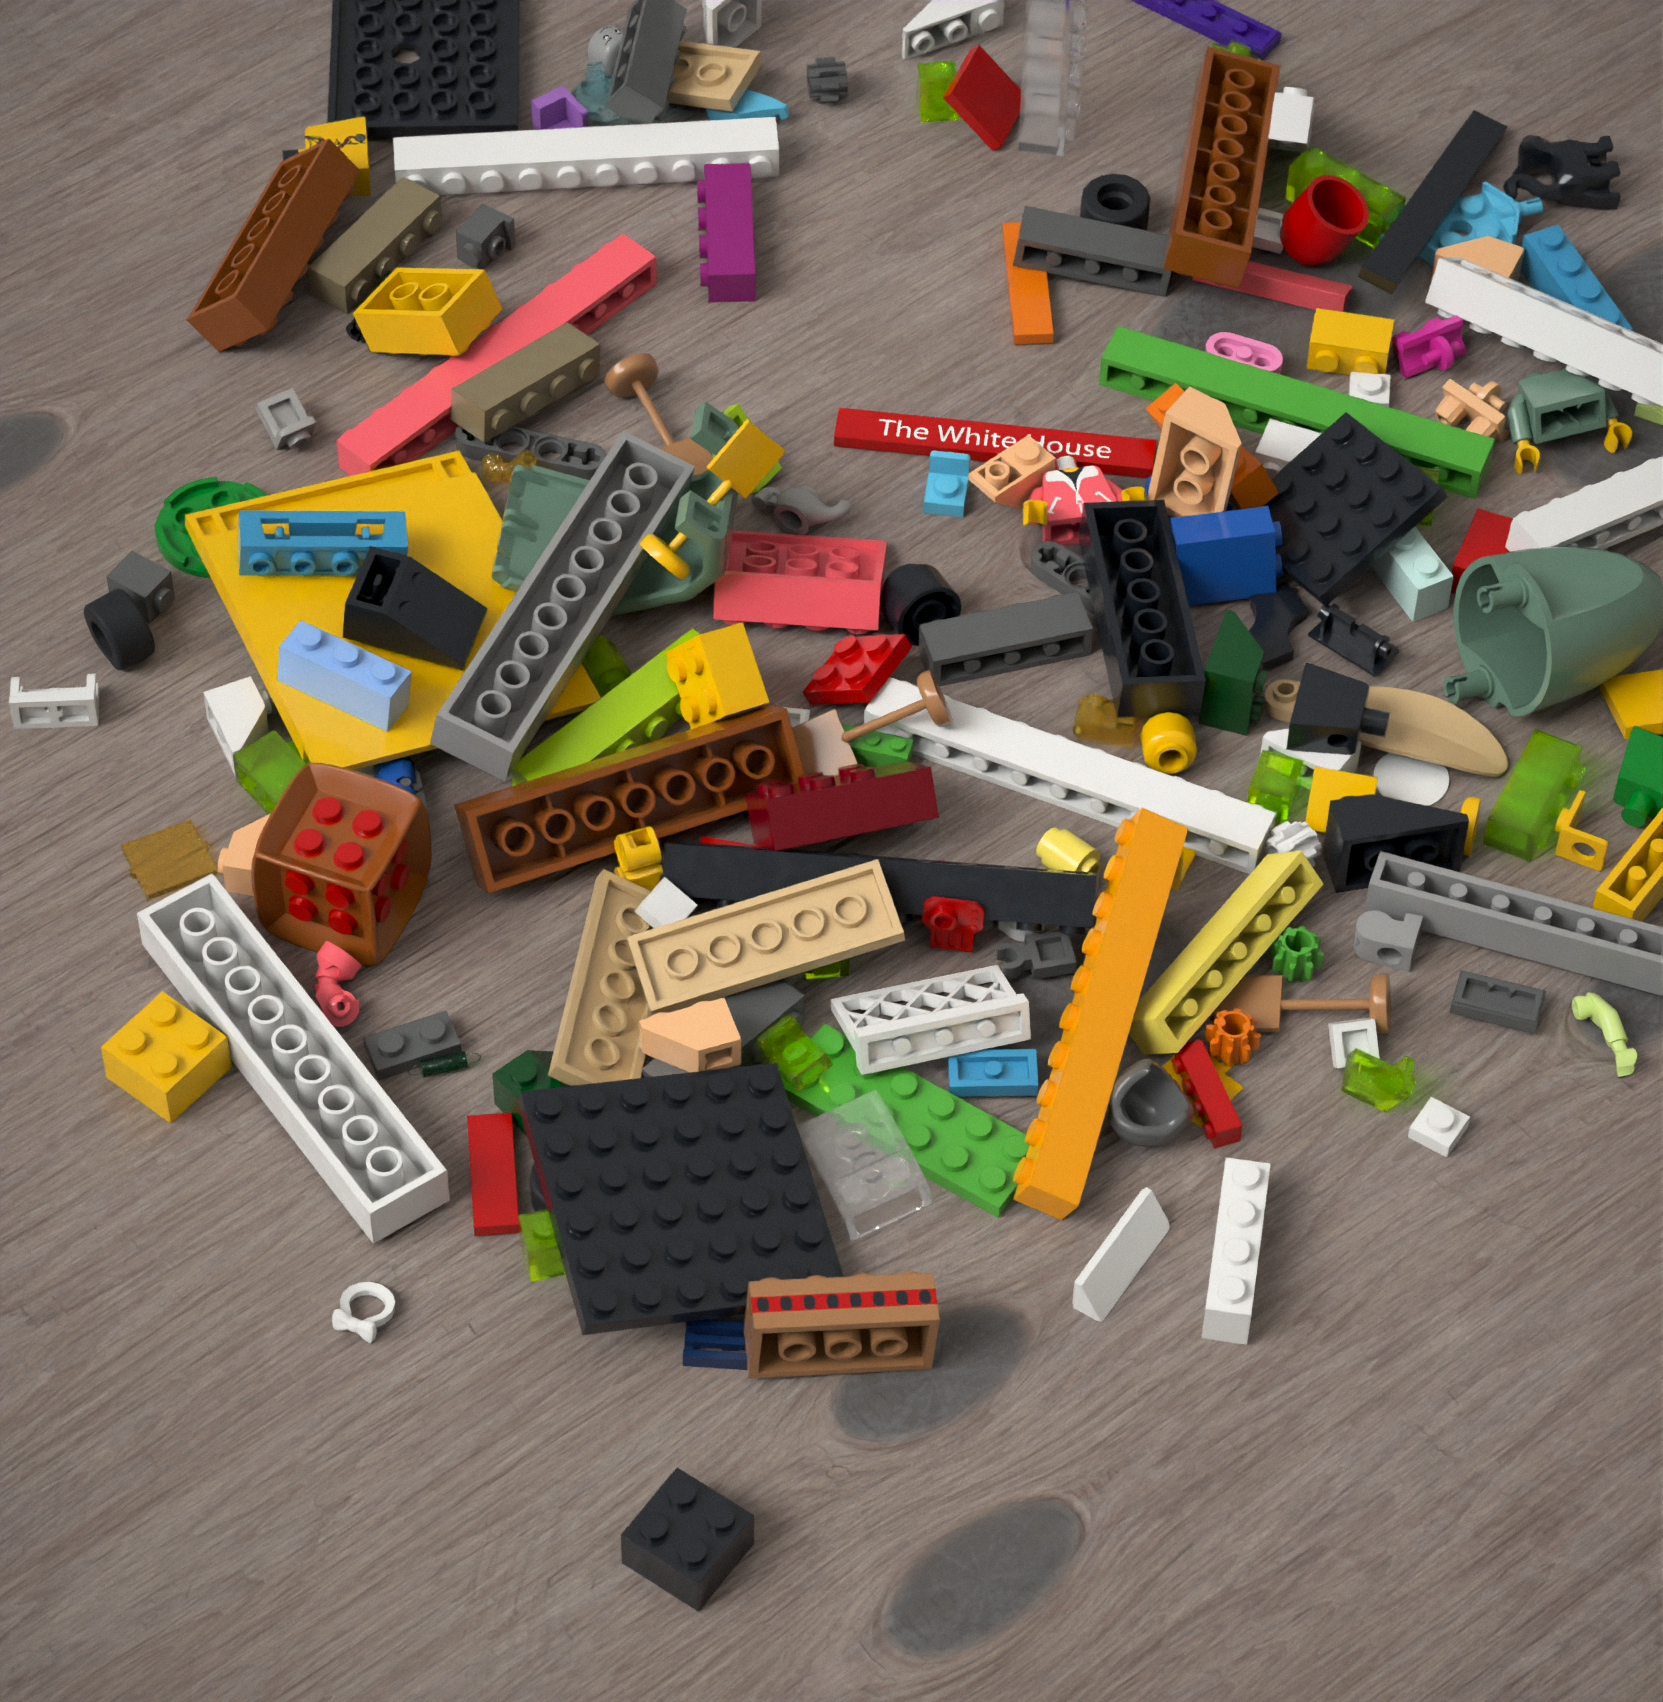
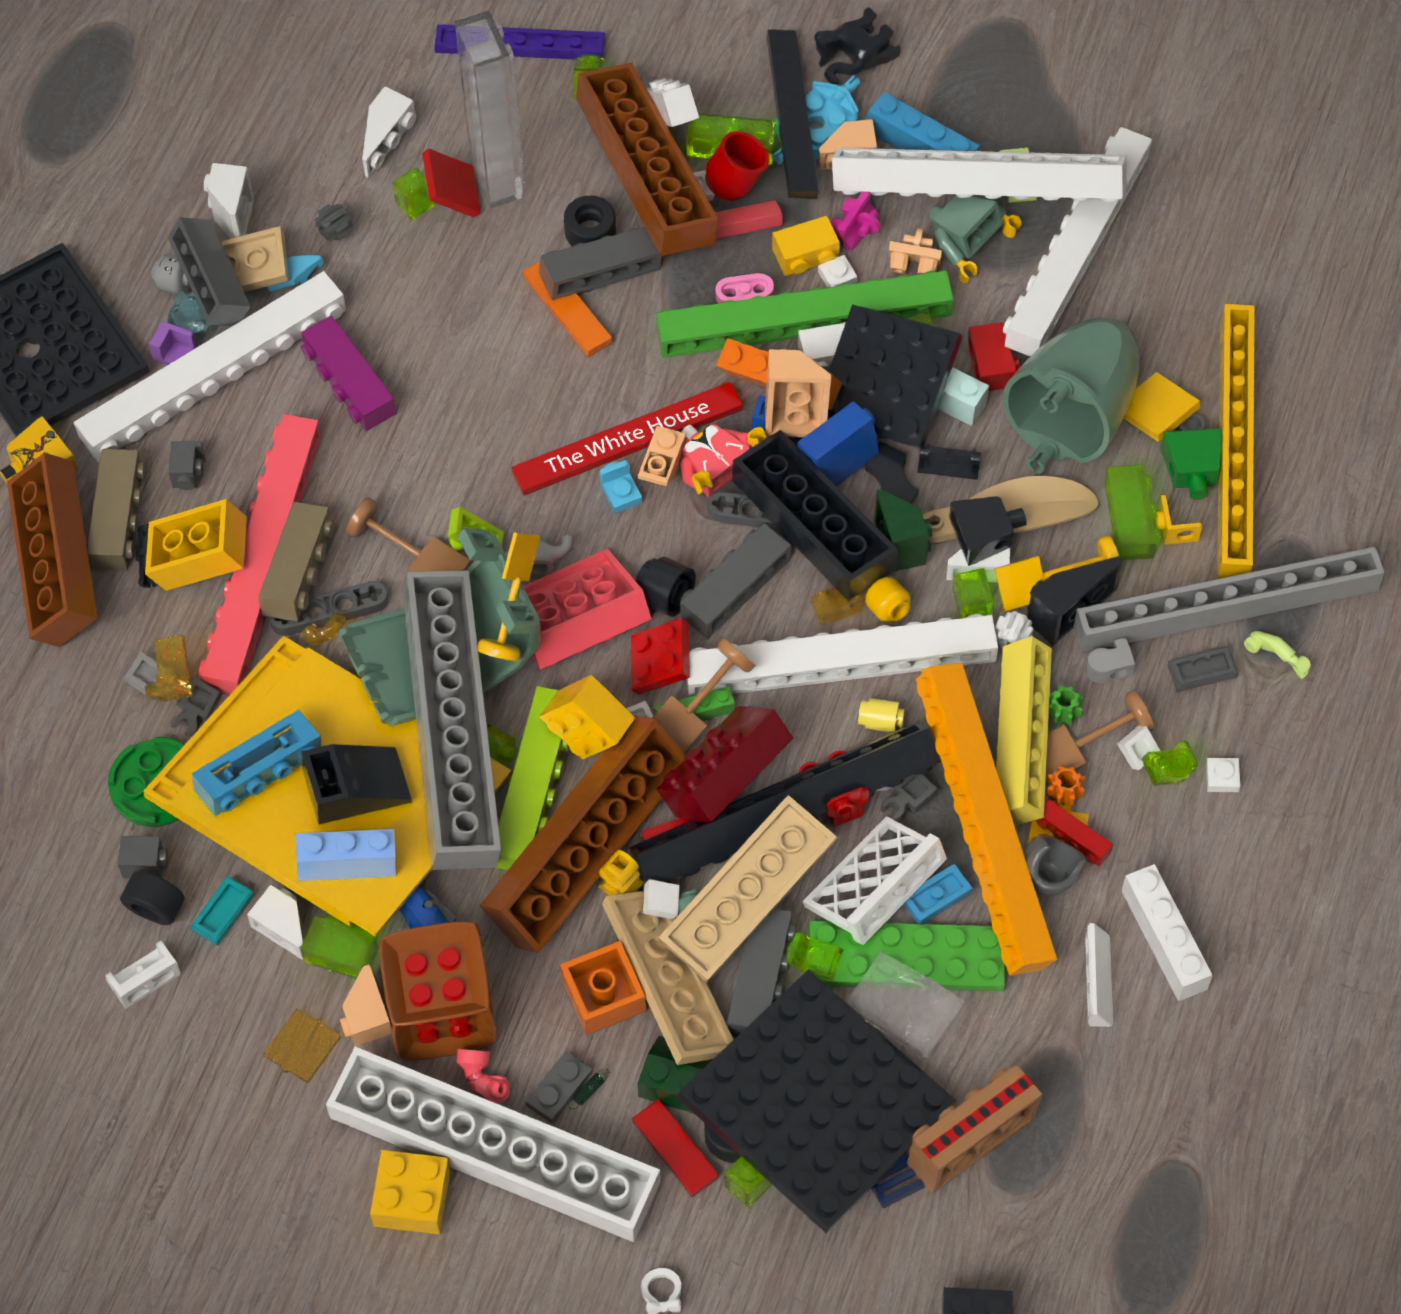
camera: 30 degrees left, 10 degrees up
(185, 685) = (222, 910): none -> teal tile
(302, 426) = (172, 670): none -> clear yellow bracket
(314, 466) = (196, 705): none -> dark grey plate
(530, 963) = (603, 987): none -> orange brick
(693, 1037) = (752, 984): light nougat slope -> none
(1411, 779) = (1048, 542): white sticker -> none

